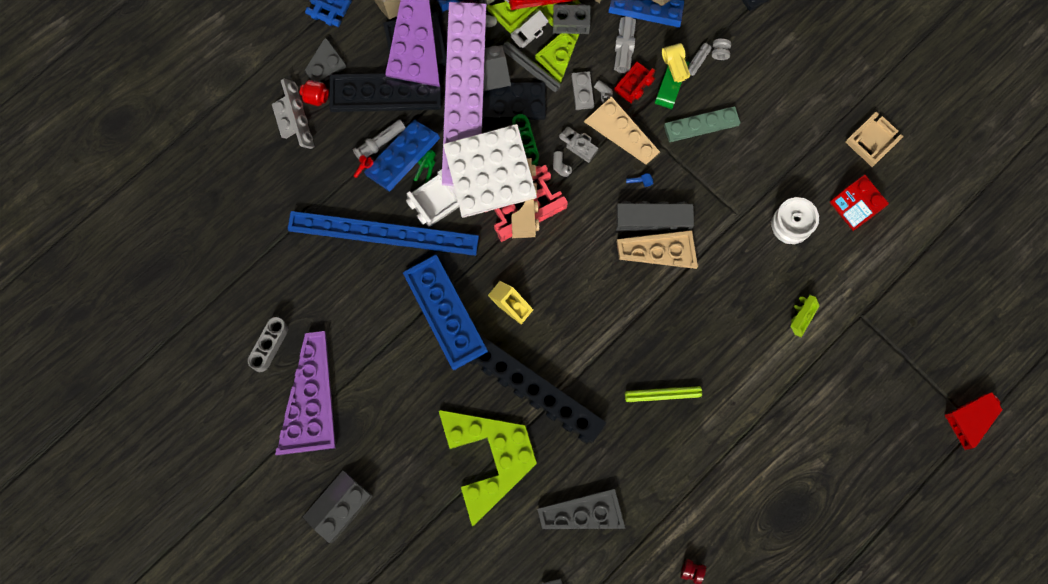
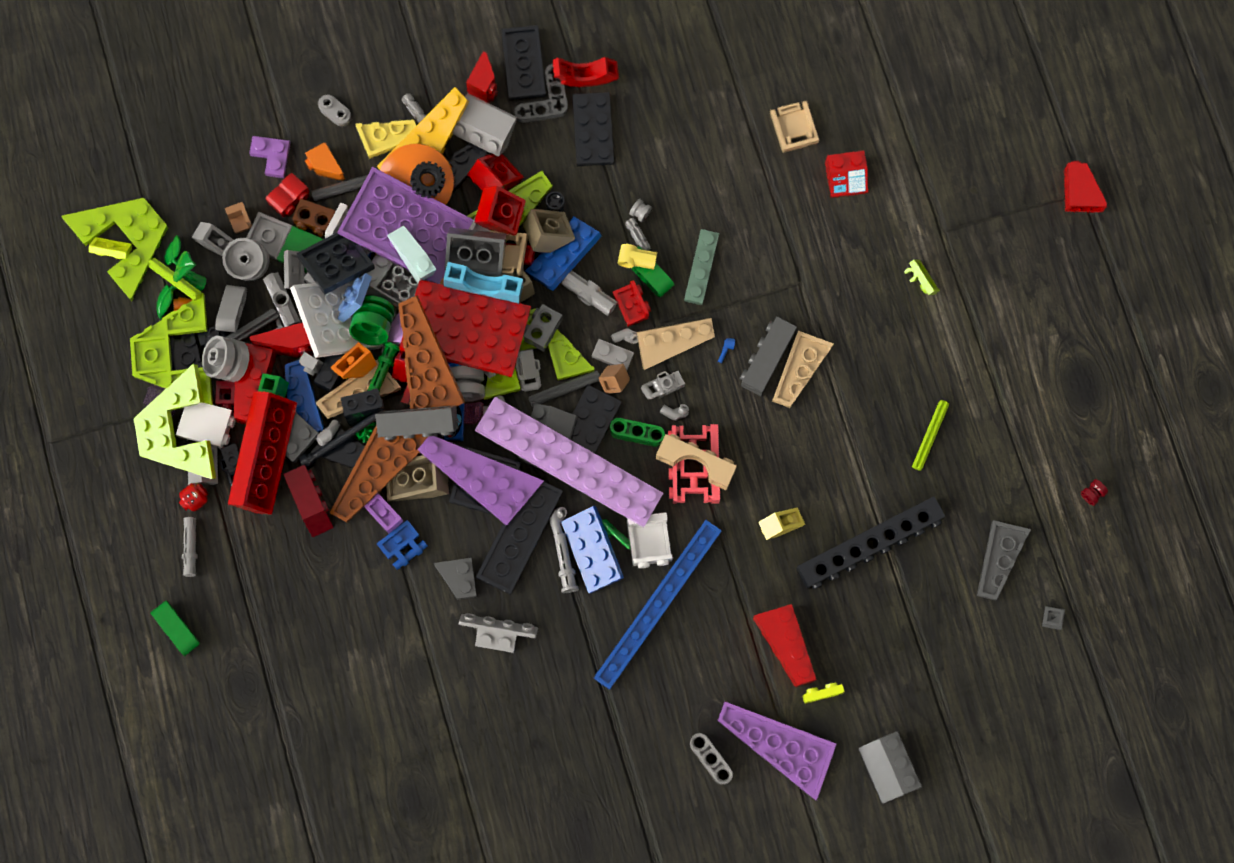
camera: 60 degrees left, 0 degrees up
(314, 92) = (487, 600): red head -> none
(367, 164) = (582, 586): red hand -> none
(382, 419) = (830, 691): none -> neon yellow plate
(404, 359) = (785, 639): none -> red wedge
(414, 114) = (556, 518): none -> light grey arm
(445, 312) = (763, 584): blue plate -> none
(489, 171) = (659, 476): white plate -> none
(510, 452) = (915, 593): lime wing -> none
(561, 100) = (614, 378): none -> medium nougat panel
(795, 220) = (836, 237): white wheel -> none

